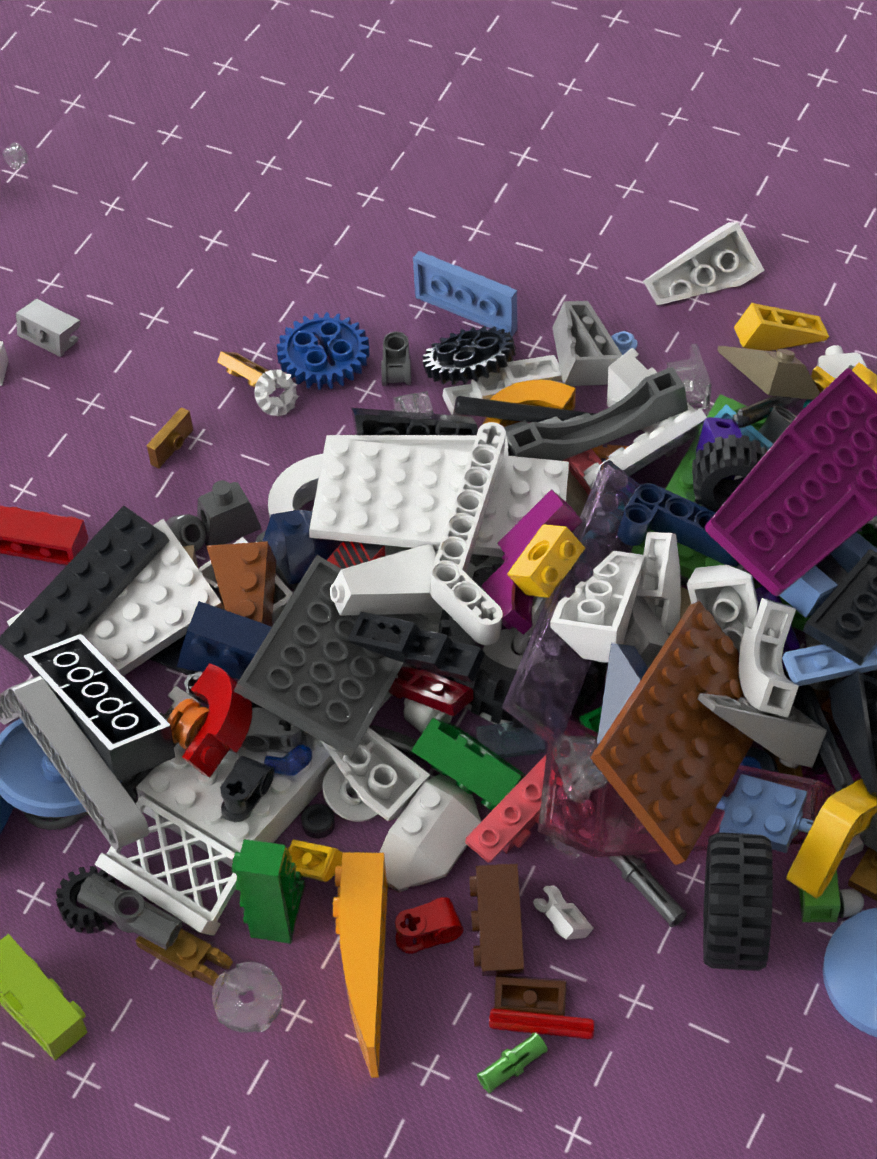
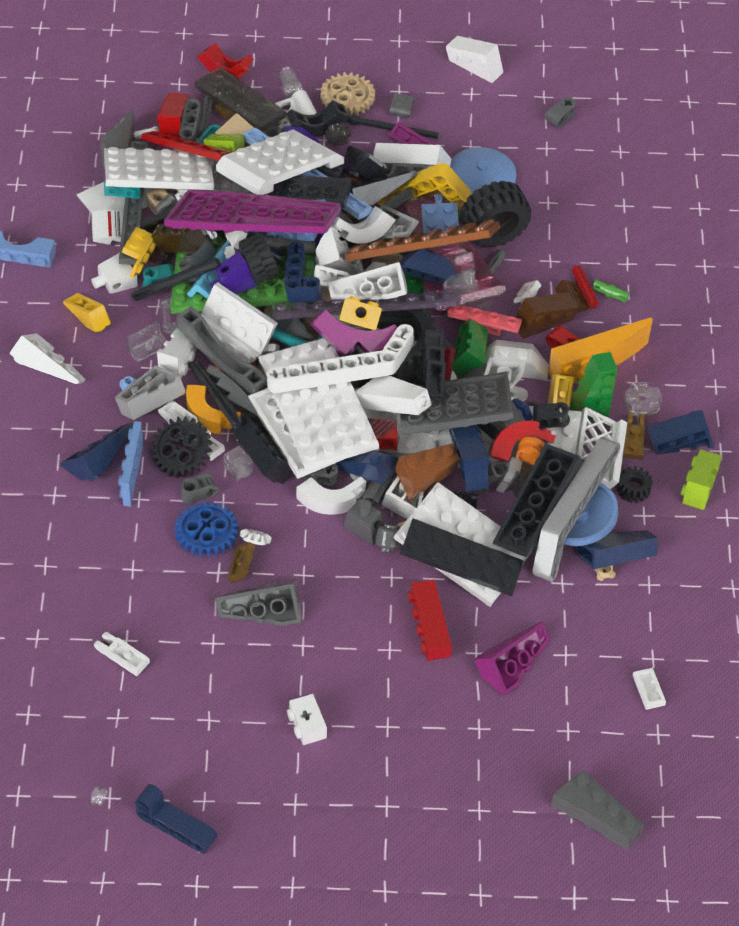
camera: 120 degrees left, 0 degrees up
(47, 327) = (256, 692): light grey hinge -> none
(112, 901) = (637, 450): dark grey piece -> none
(133, 1014) = (680, 433): none -> dark blue wedge
(170, 378) = (268, 603): none -> dark grey wedge
(170, 437) = (317, 580): pearl gold plate -> none
(190, 223) = (122, 654): none -> white hinge
(508, 263) = (96, 458): none -> dark blue wedge
(773, 372) = (138, 292): dark tan wedge -> none

